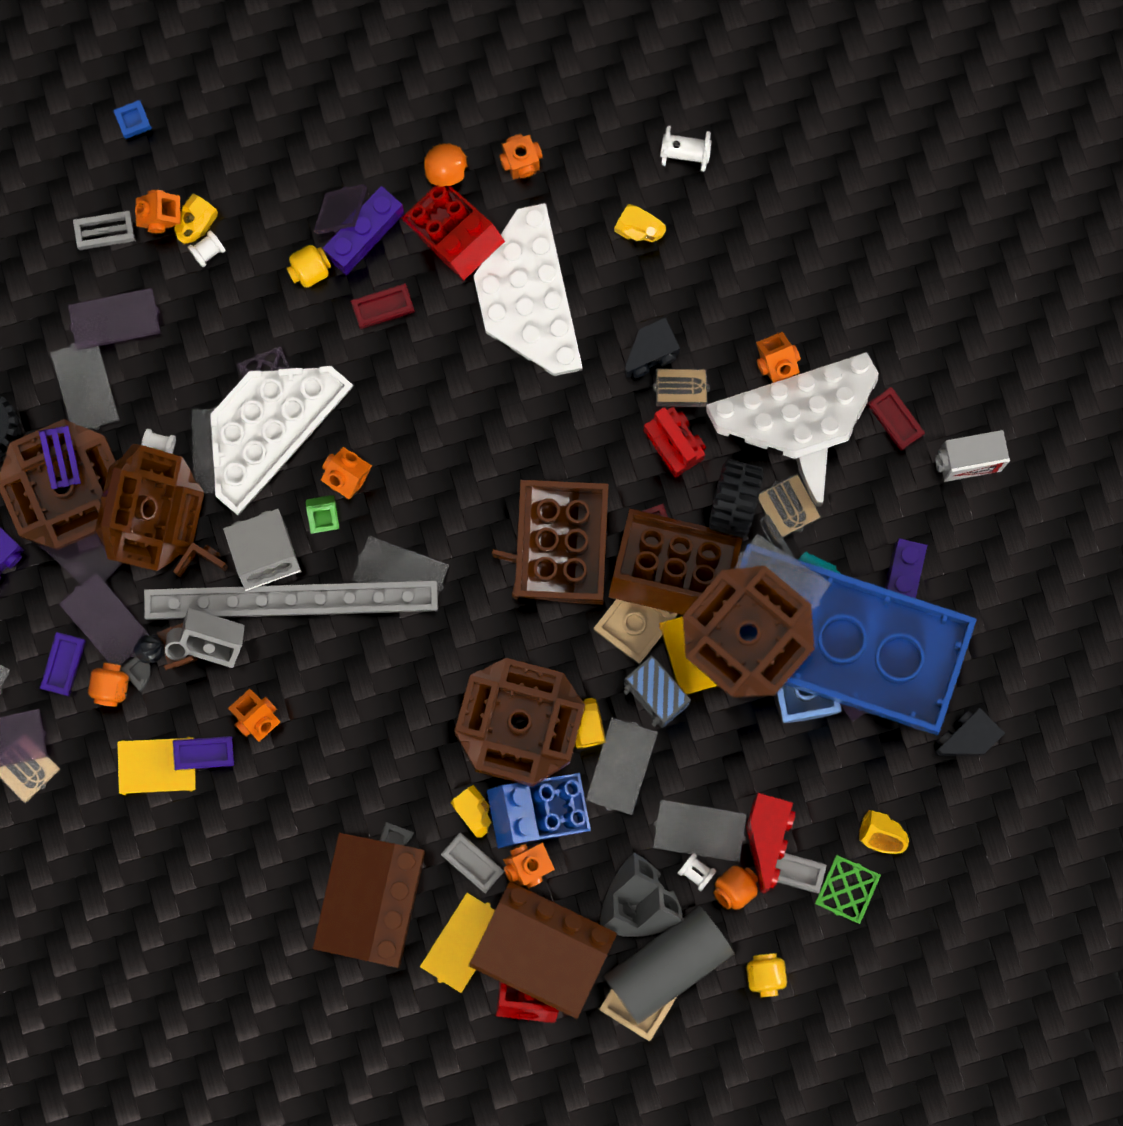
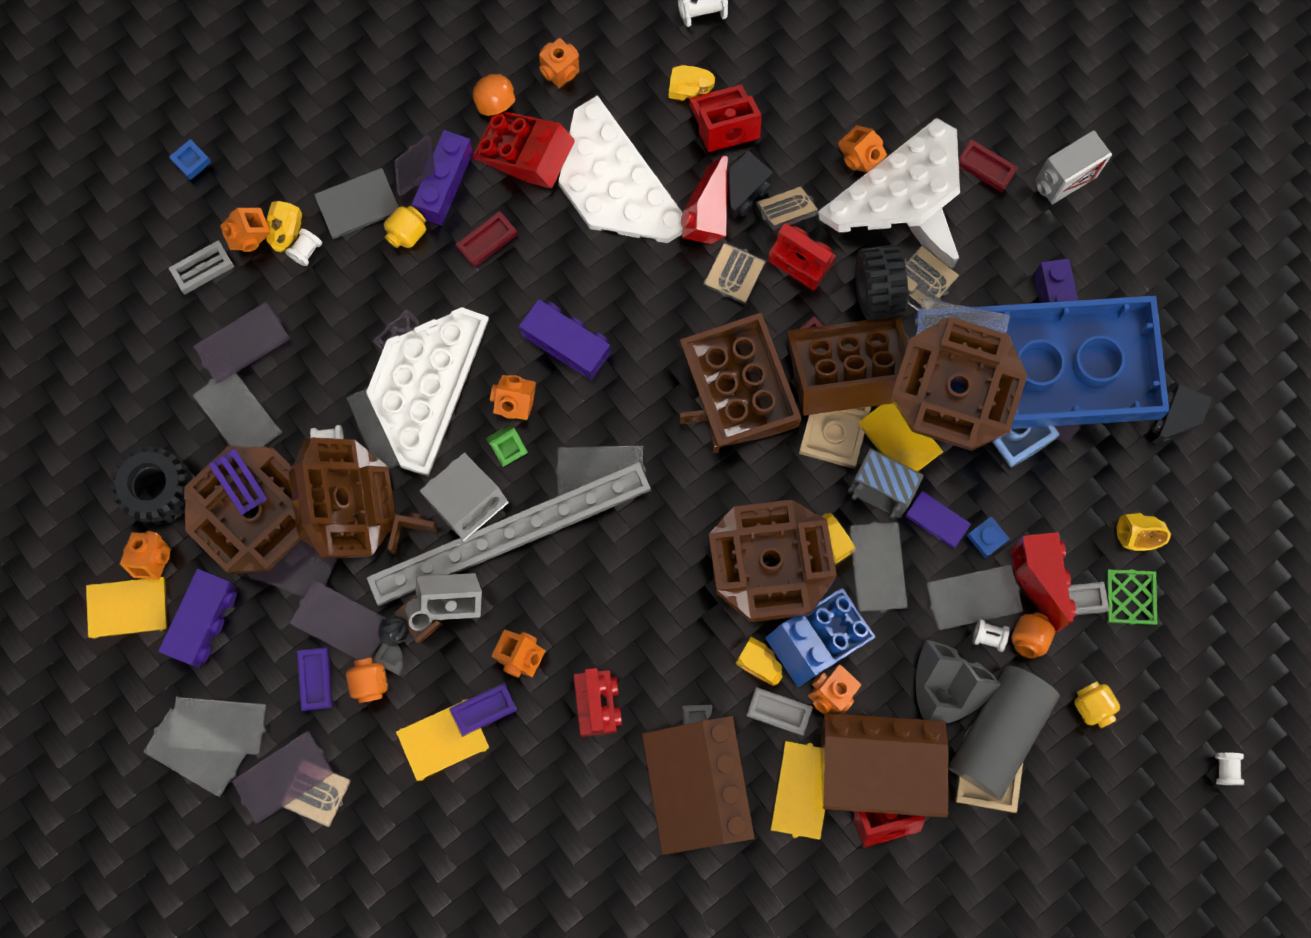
camera: 25 degrees left, 5 degrees down
(274, 222) = (357, 203): none -> dark grey piece
(297, 799) = (592, 716): none -> red brick
(417, 434) = (565, 338): none -> dark purple brick
(602, 359) = (706, 210): none -> slope
(605, 431) = (734, 273): none -> piece
(660, 274) = (726, 118): none -> red brick
(696, 744) = (938, 520): none -> dark purple tile
(736, 779) = (988, 537): none -> blue plate
(864, 1082) = (1229, 768): none -> white bush

